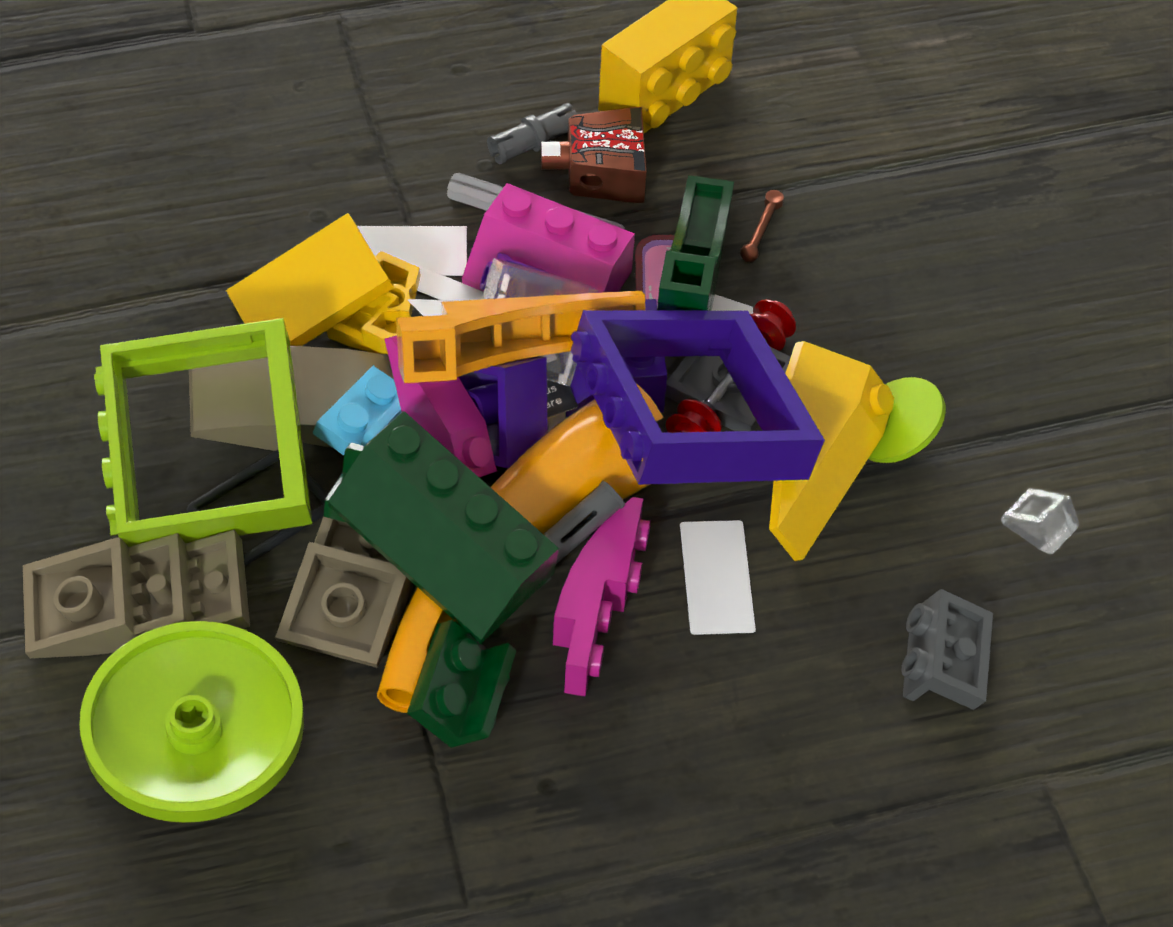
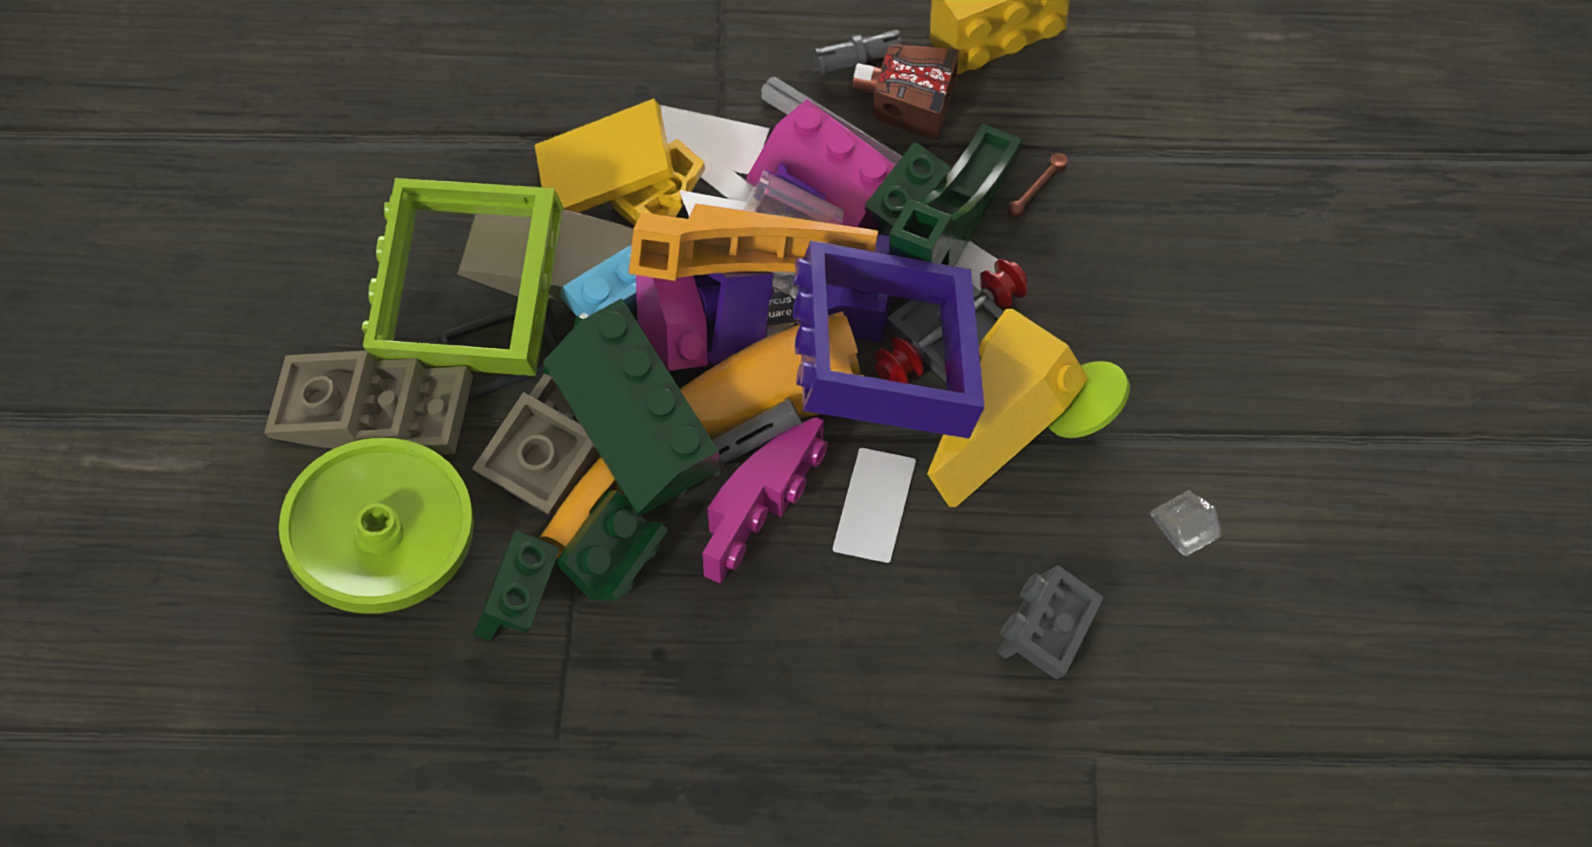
camera: 20 degrees right, 5 degrees up
(370, 749) = (517, 585): none -> dark green bracket
(643, 249) = (912, 179): none -> dark green bracket

